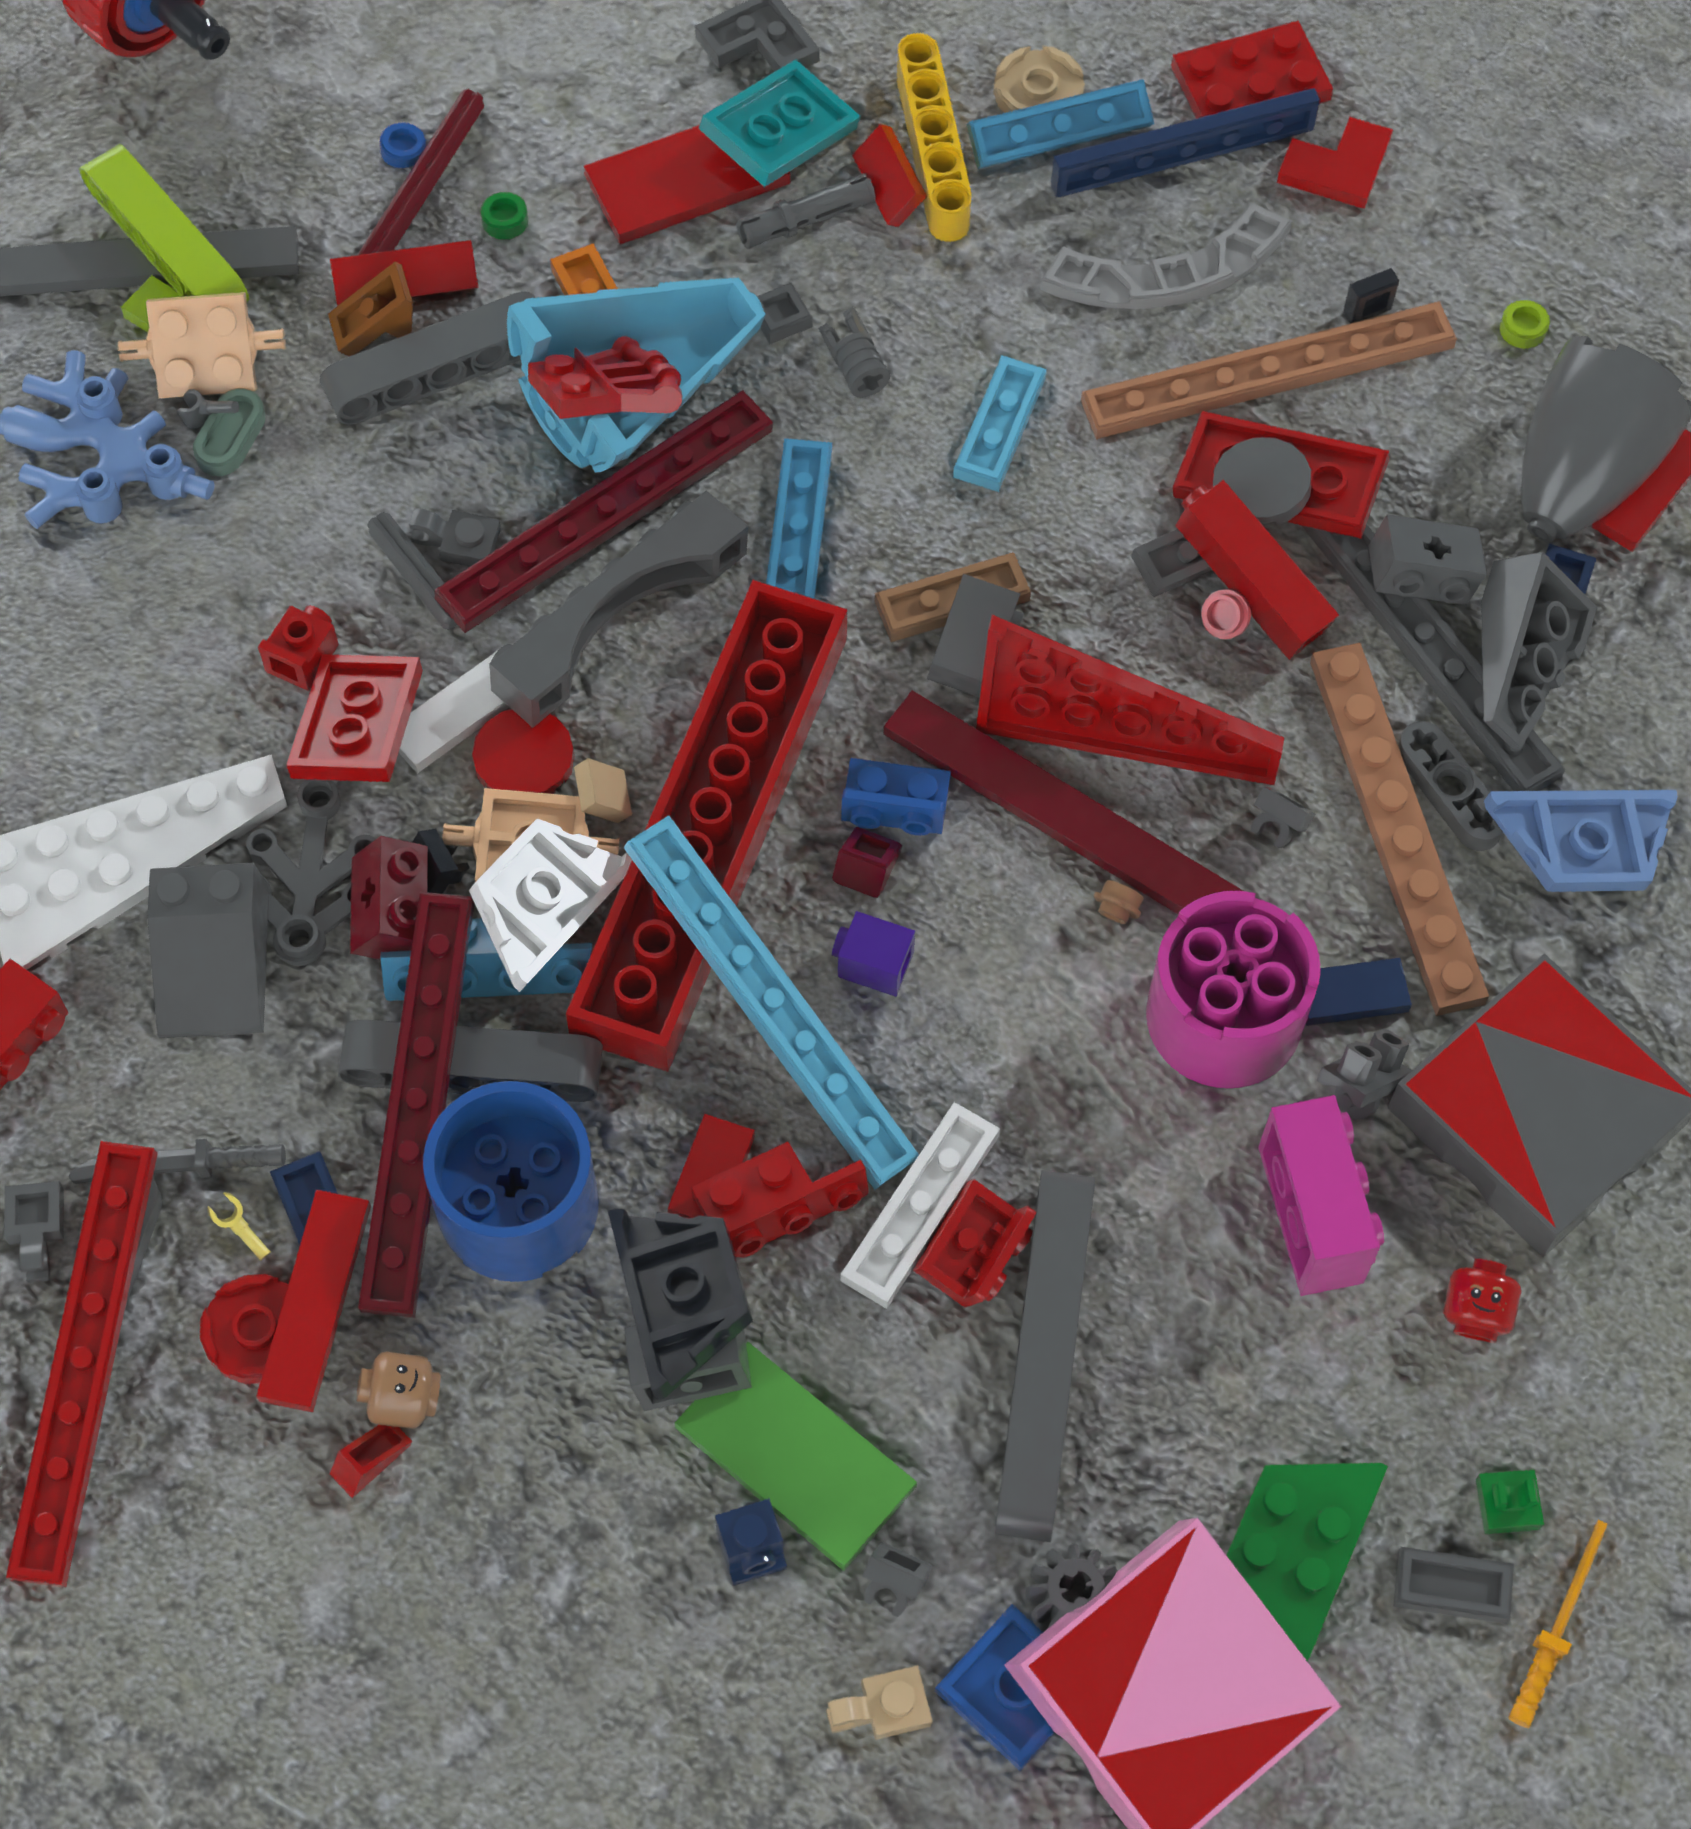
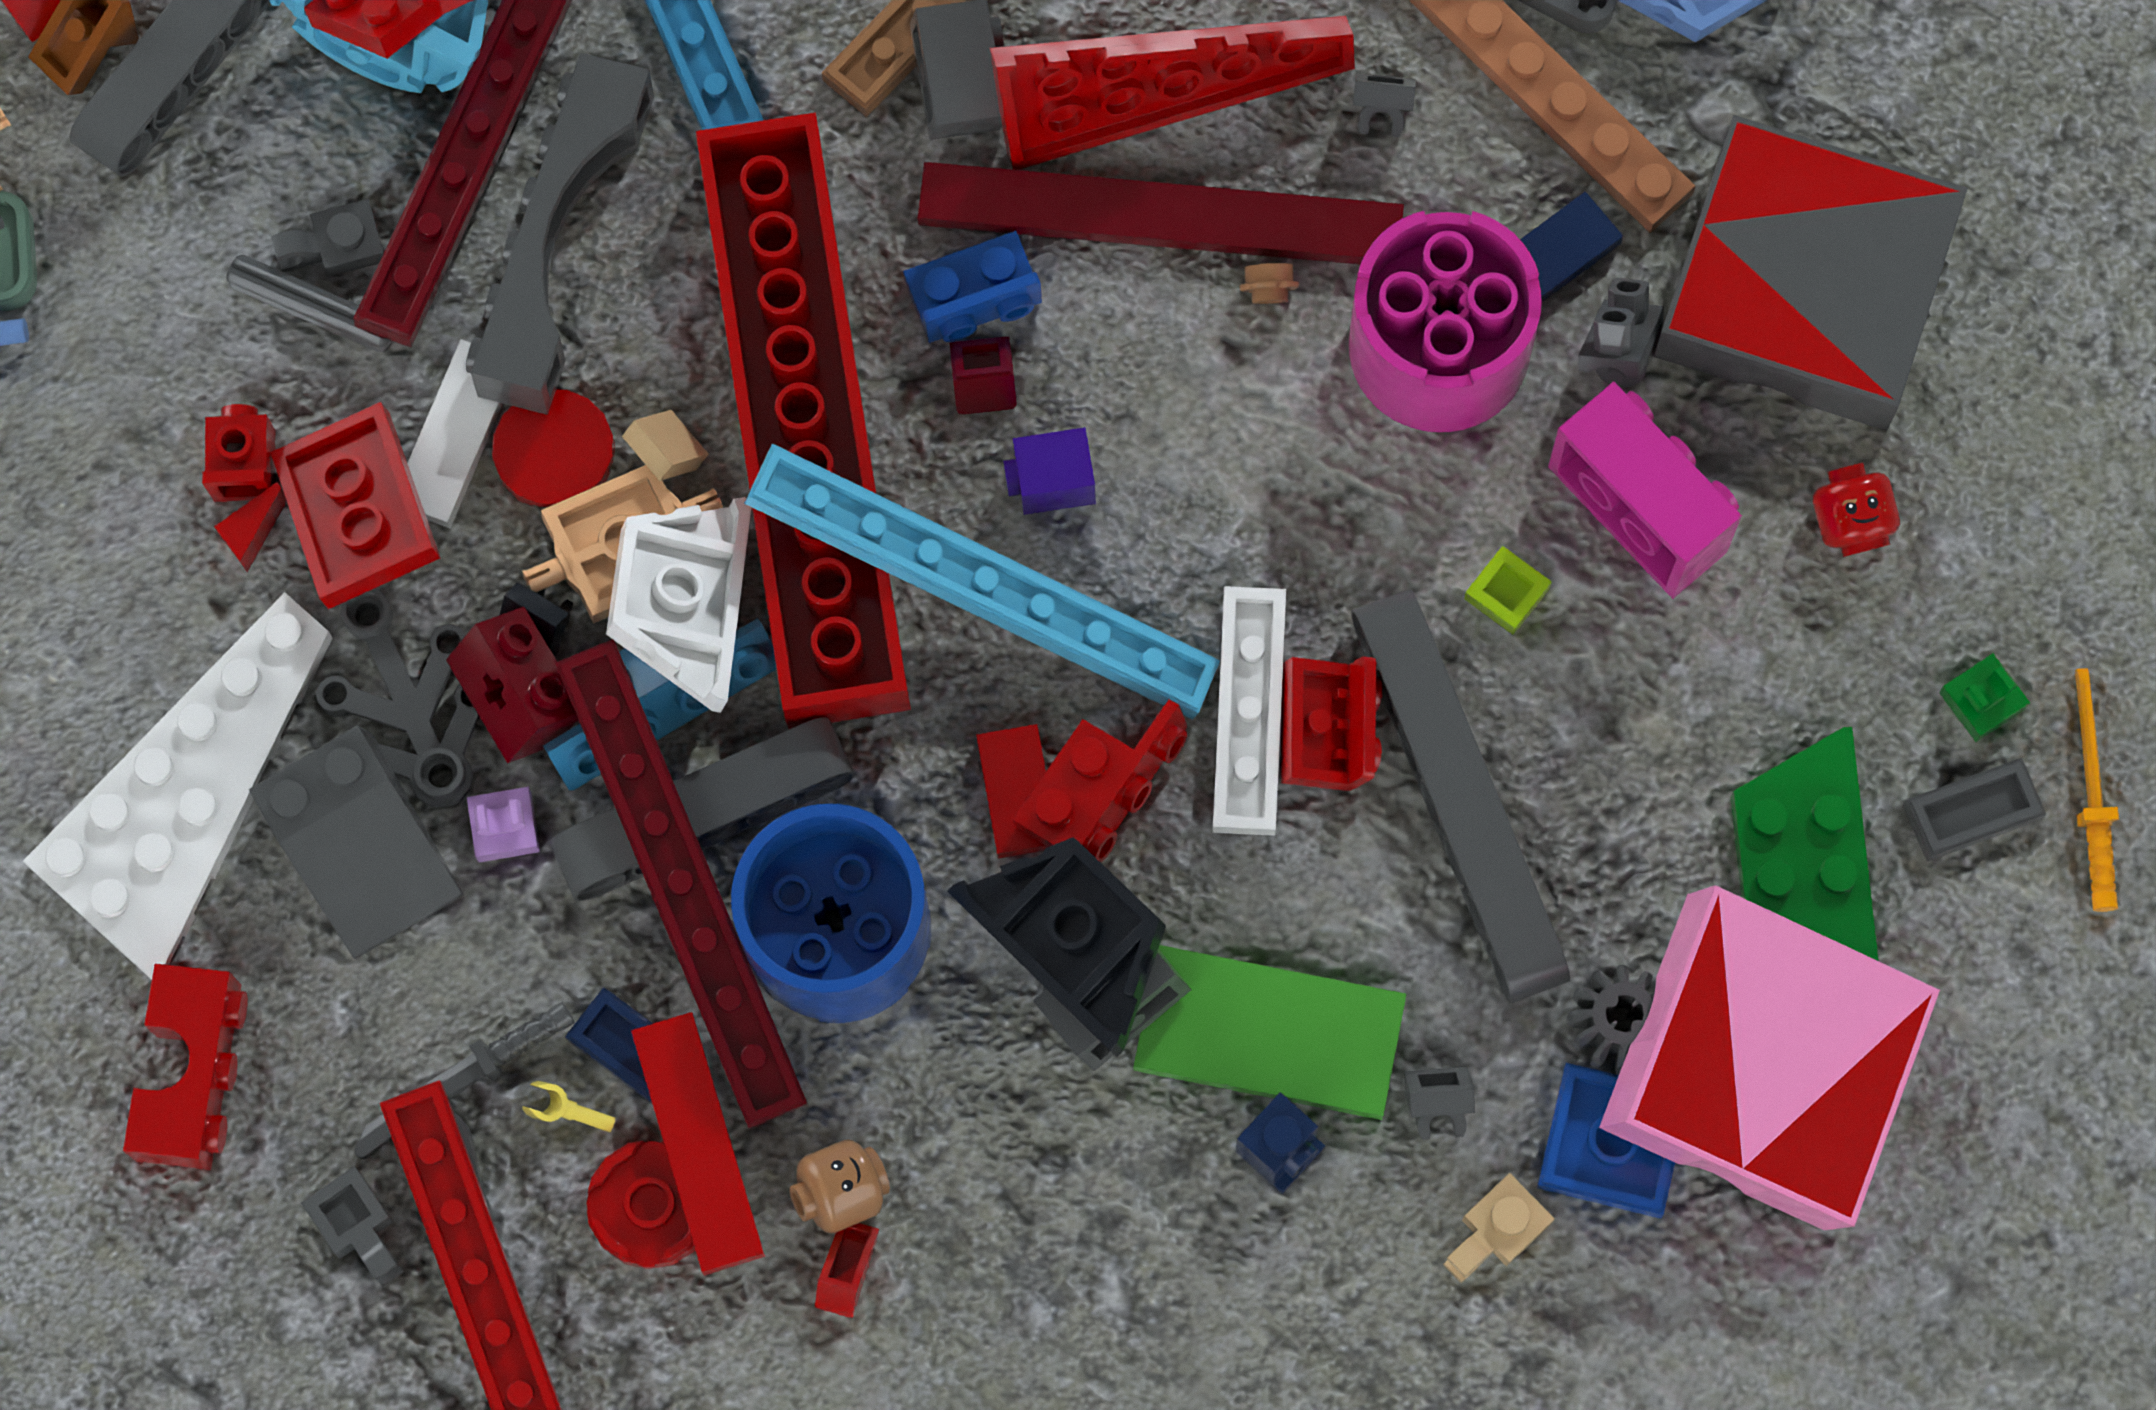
camera: 25 degrees left, 10 degrees up
(277, 698) = (251, 524): none -> red piece
(322, 997) = (503, 824): none -> lavender tile
(1173, 1220) = (1507, 590): none -> lime tile

